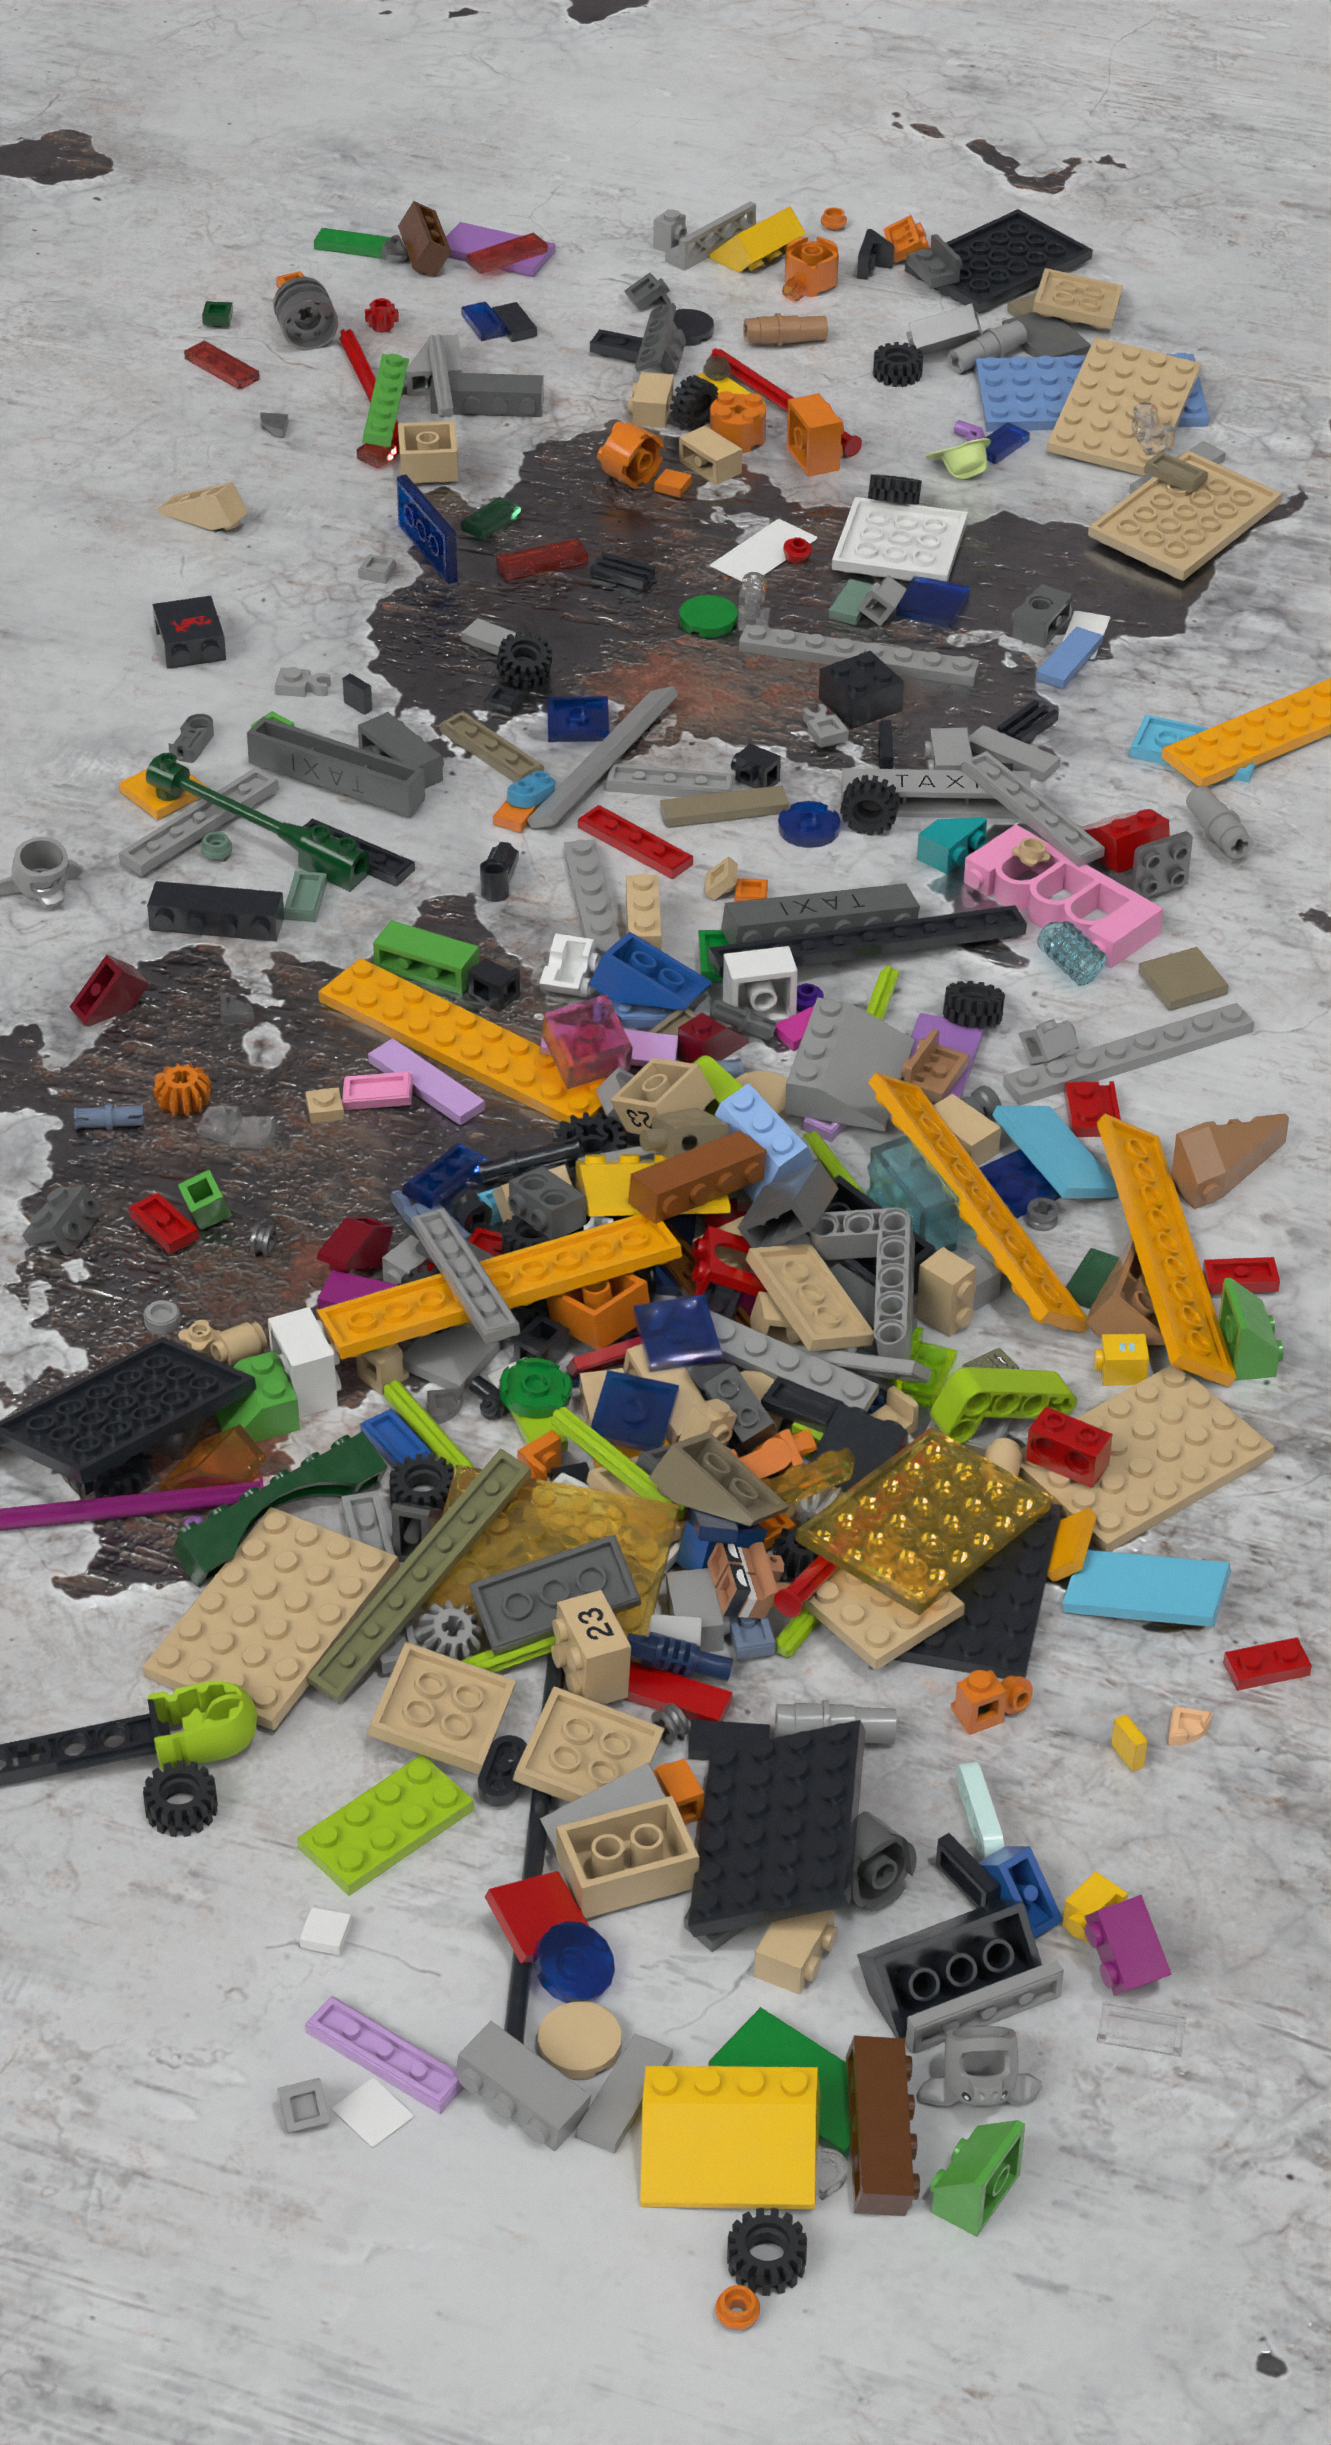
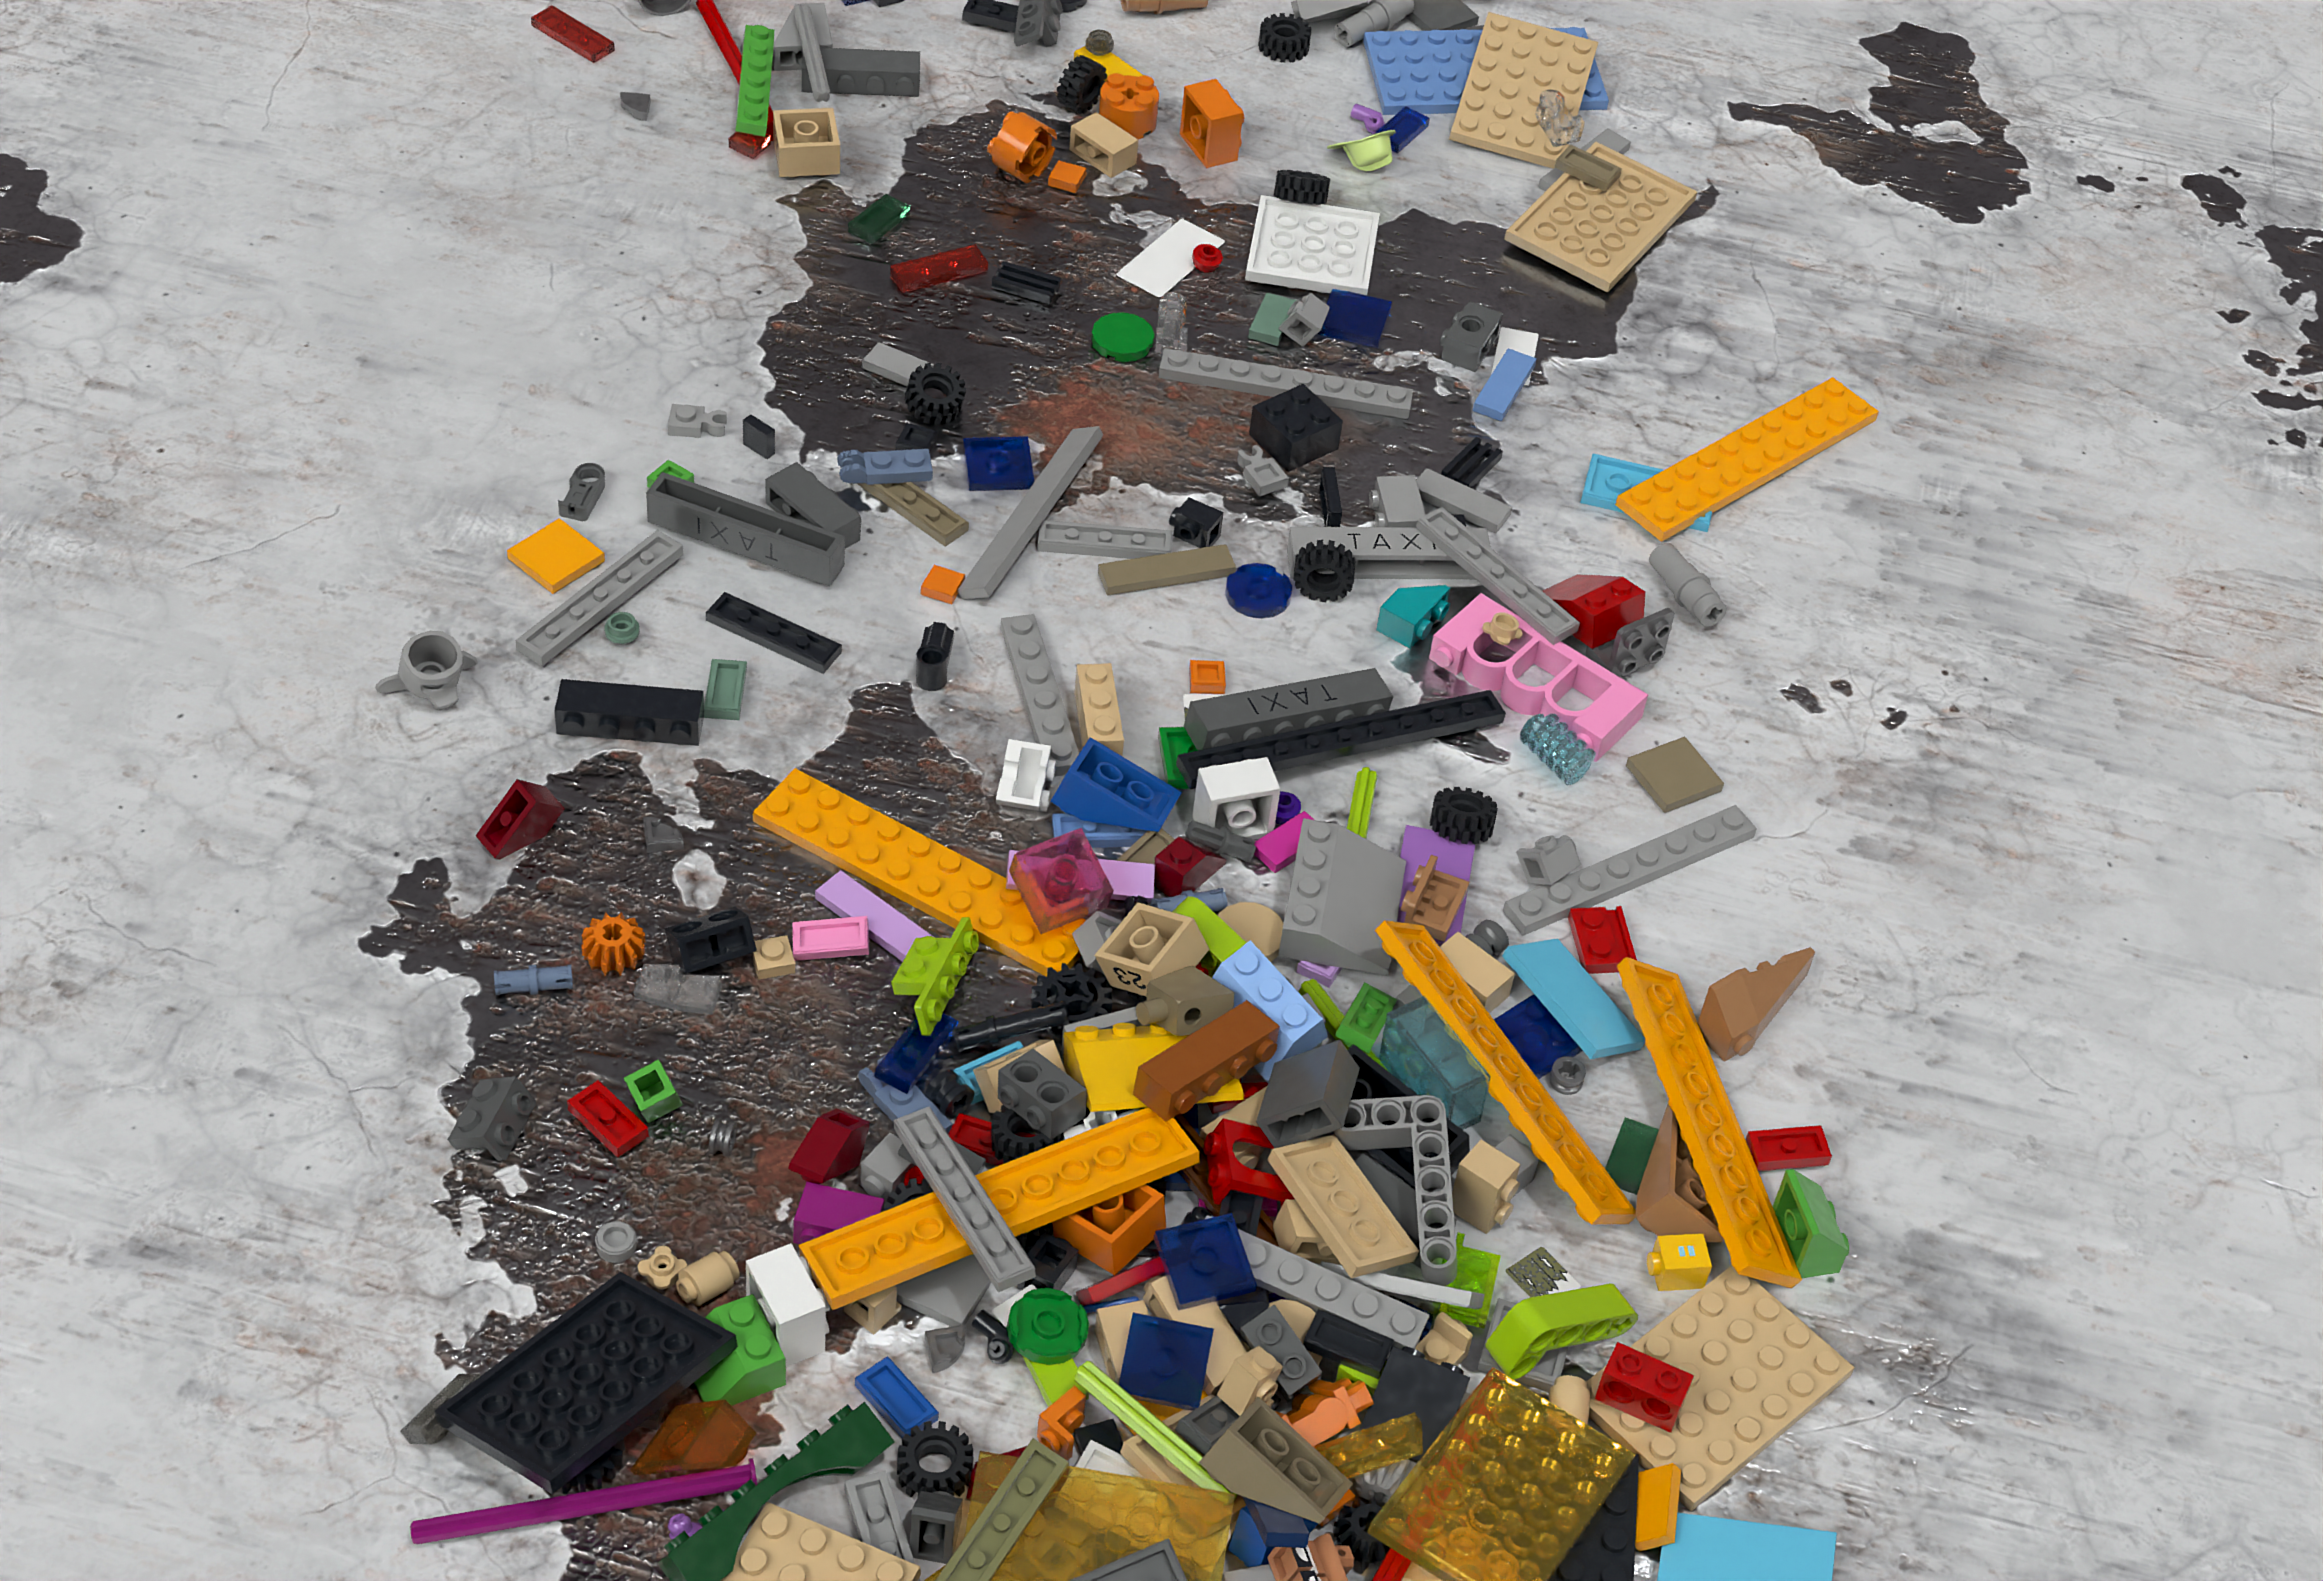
camera: 10 degrees left, 5 degrees up
(189, 631) = (569, 360): black panel -> none
(207, 507) = (574, 207): tan slope -> none
(268, 1086) = (710, 939): none -> black brick
(316, 848) = (734, 632): dark green bar -> none
(377, 568) = (763, 280): light grey tile -> none
(424, 1425) = (931, 1382): lime axle -> none
(425, 956) = (867, 766): bright green brick -> none
(427, 529) = (815, 236): clear blue tile -> none
(468, 1114) = (934, 970): none -> lime bracket
(470, 718) = (885, 466): none -> sand blue hinge
(493, 984) = (944, 799): black brick -> none
(531, 790) = (959, 554): dark azure plate -> none
(635, 842) = (1076, 615): red tile -> none
(651, 399) = (1034, 78): tan brick -> none
(721, 878) = (1175, 661): tan plate -> none
(850, 444) = (1159, 70): red axle -> none
(851, 1159) = (1365, 1018): none -> bright green plate

